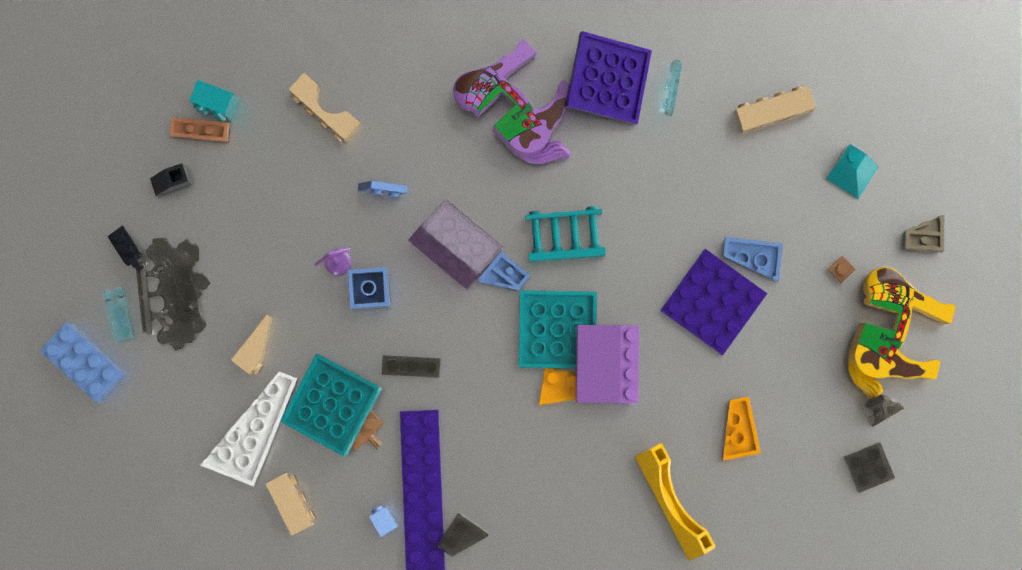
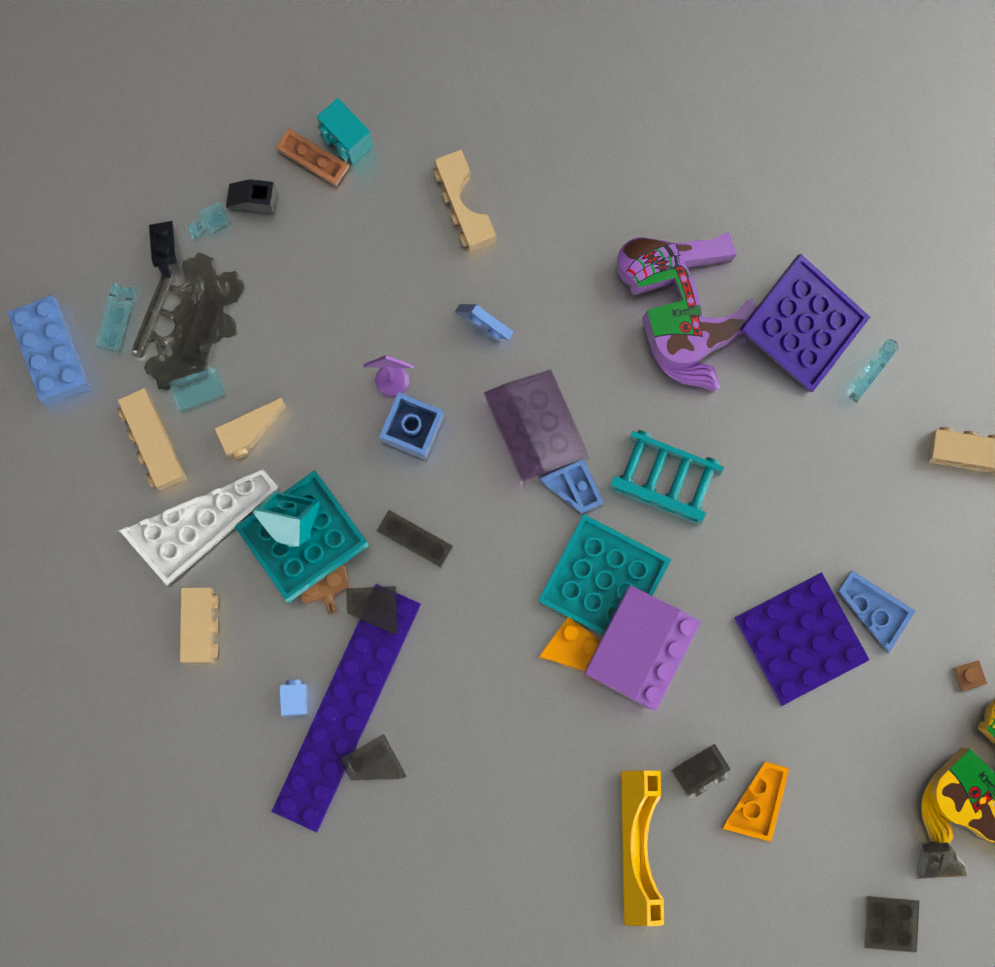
camera: 25 degrees right, 5 degrees down
(151, 211) = (212, 219): none -> clear light blue plate
(190, 389) = (151, 437): none -> tan brick
(203, 337) = (197, 388): none -> clear light blue panel
(315, 397) = (287, 517): none -> teal slope
(407, 428) = (374, 606): none -> clear smoke wing
(689, 428) = (700, 771): none -> clear smoke brick

